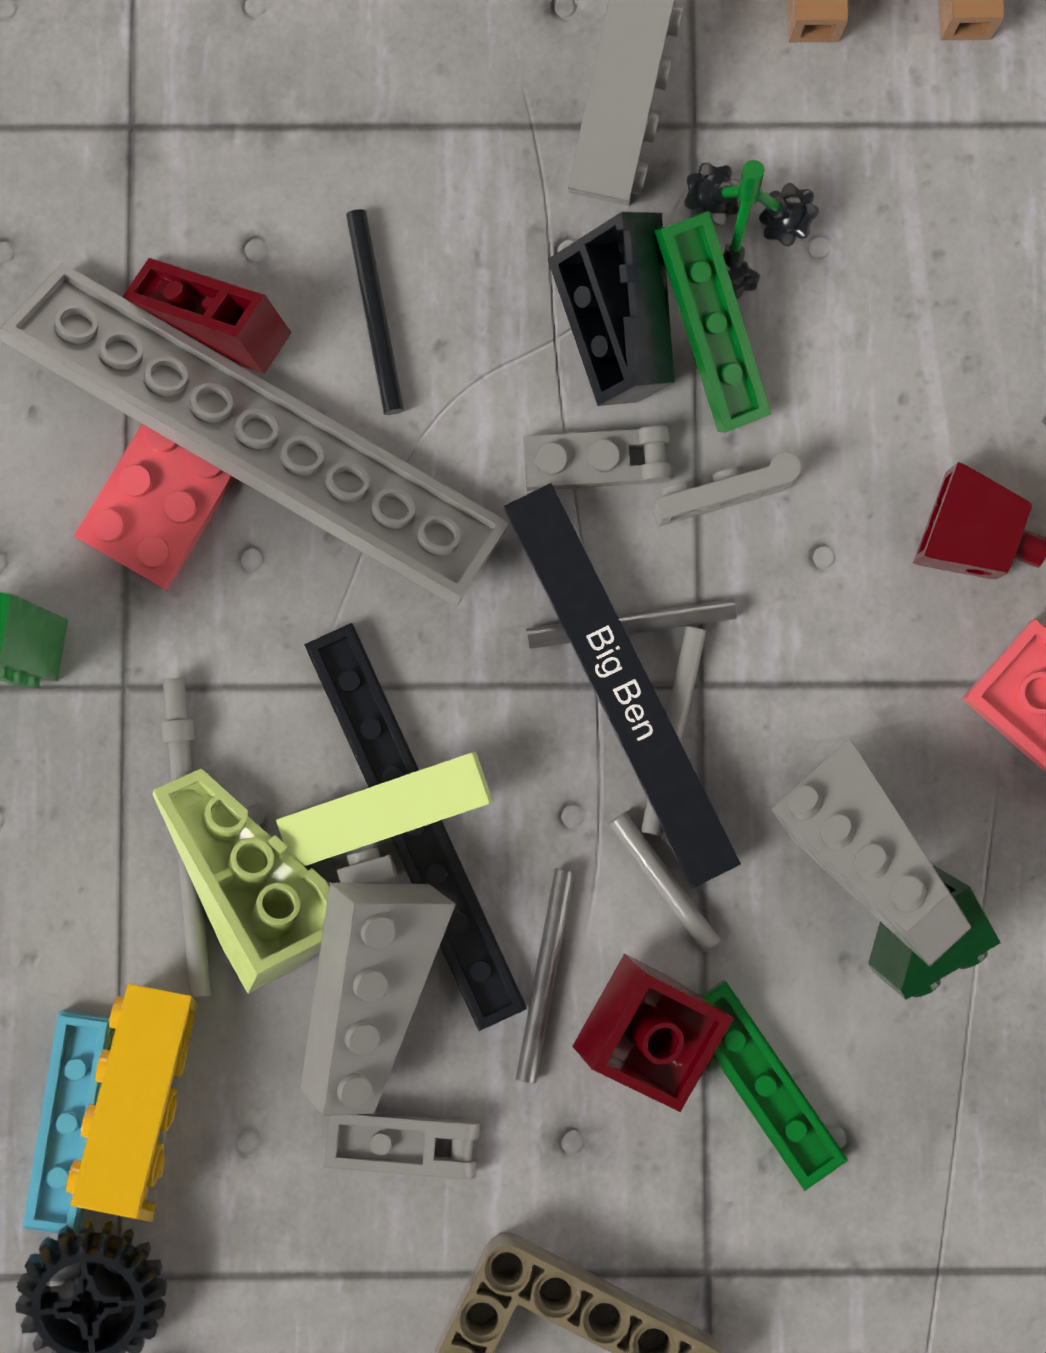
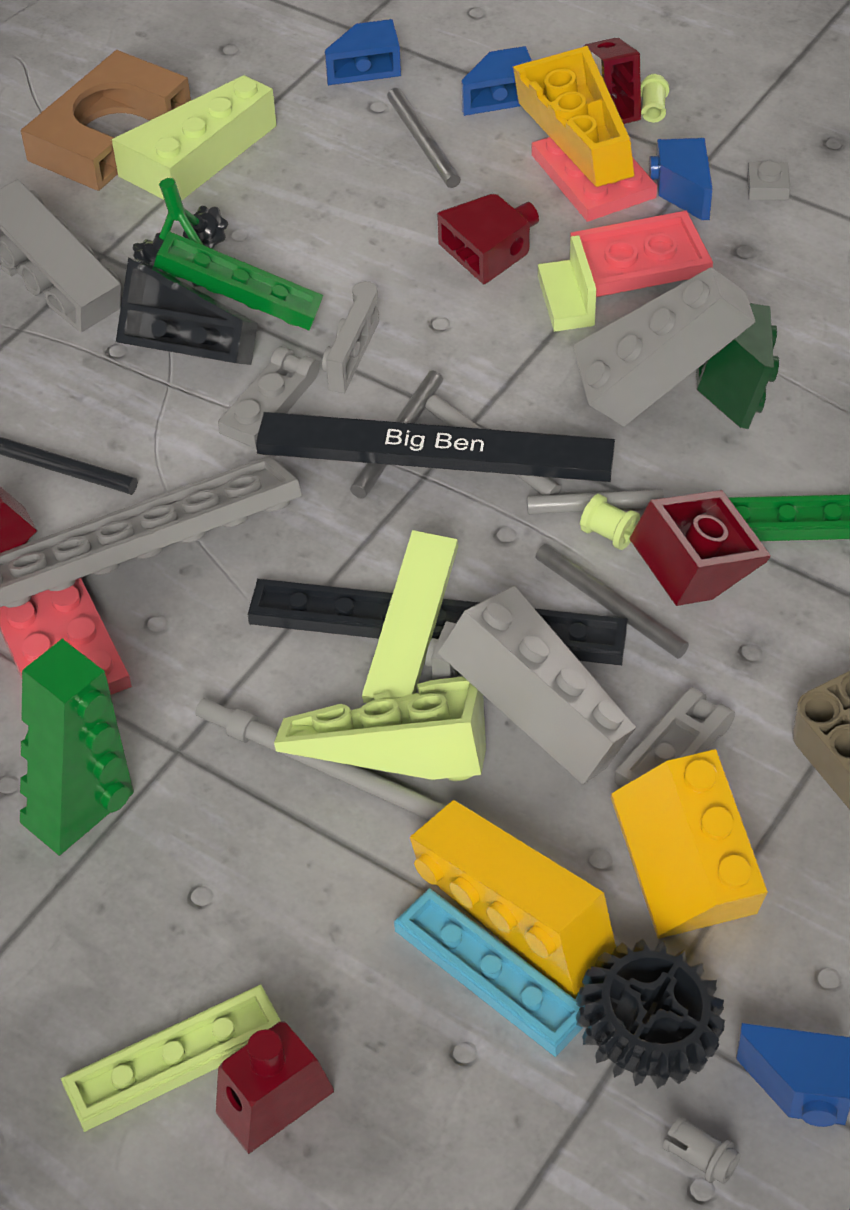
camera: 50 degrees left, 35 degrees down
(280, 1232) = (689, 845): none -> yellow slope
(637, 919) = (609, 521): none -> yellowish green bush
(922, 99) = (196, 137): none -> yellowish green wedge
(950, 667) = (569, 289): none -> yellowish green panel

